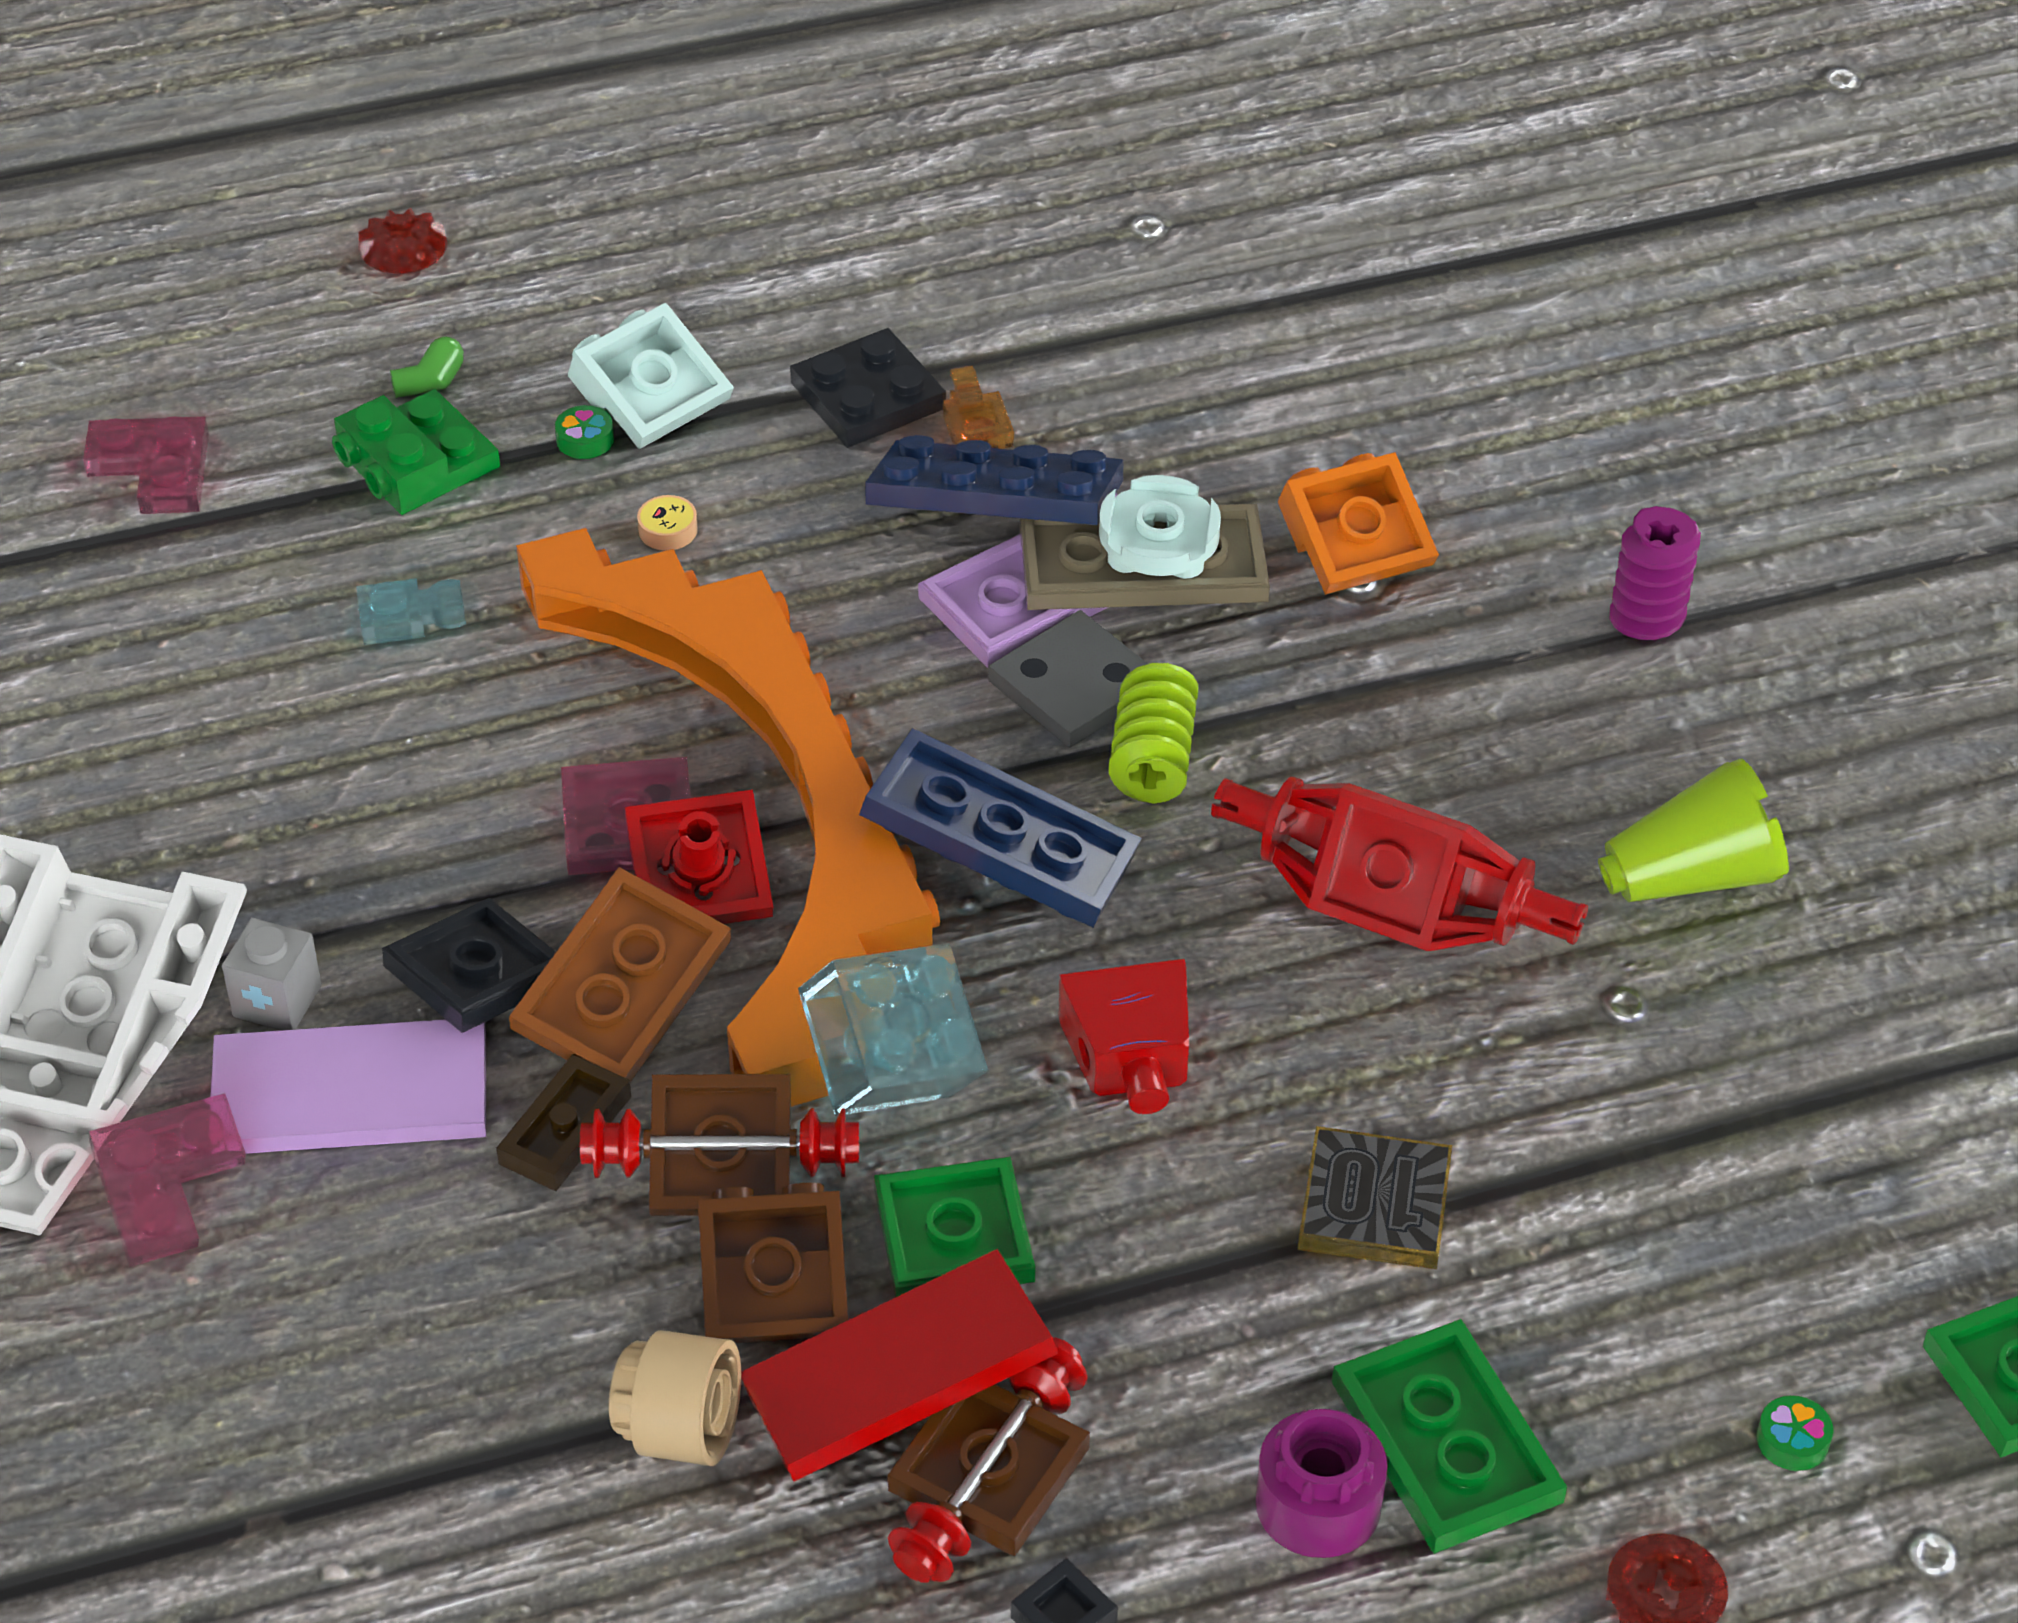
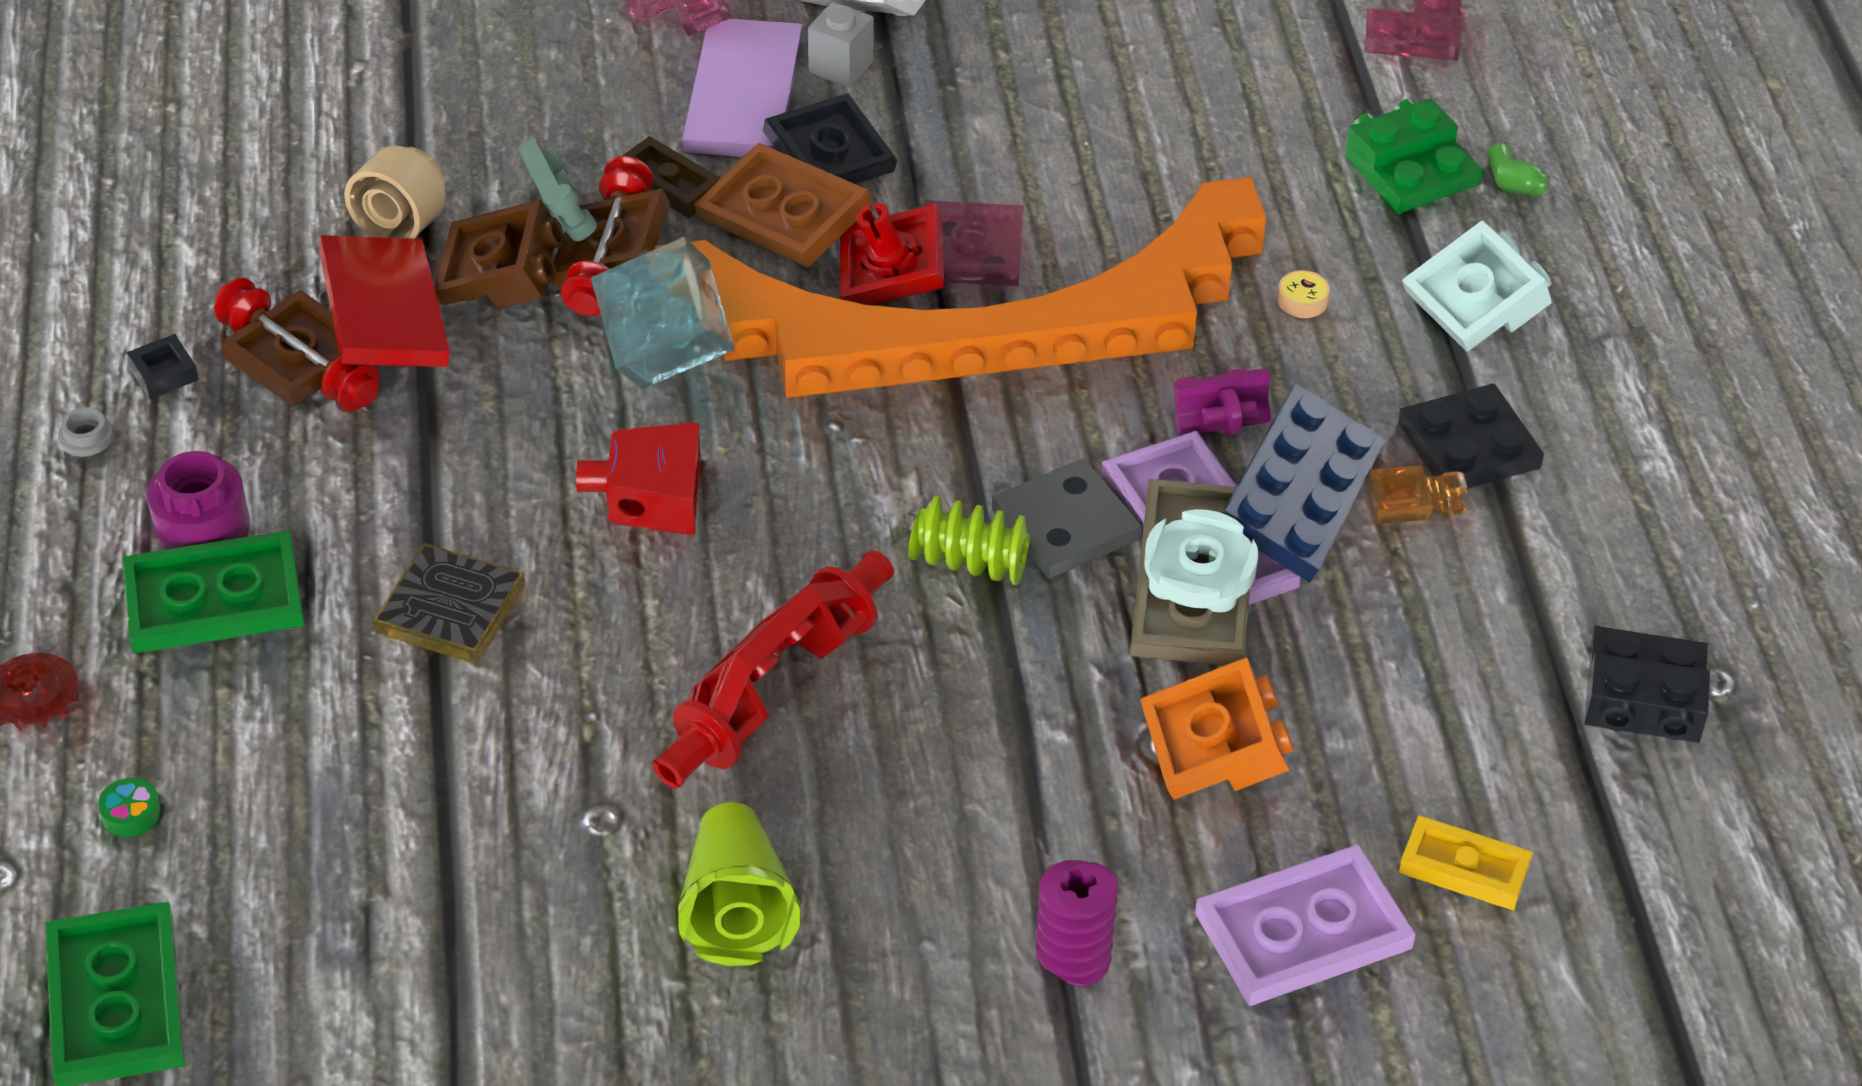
camera: 100 degrees right, 0 degrees up
(400, 610) = (1223, 141): clear light blue plate -> none
(403, 254) = (1693, 182): clear red gear -> none
(584, 432) = (1419, 249): green tile -> none
(646, 1210) = (557, 189): none -> sand green plate
(897, 548) = (1222, 402): none -> magenta hips
(951, 1217) = (503, 358): green plate -> none
(1001, 827) = (870, 417): dark blue plate -> none
(1180, 256) = (1647, 684): none -> black plate
(1446, 357) = (1466, 862): none -> yellow plate
(1562, 454) = (1304, 924): none -> lavender plate

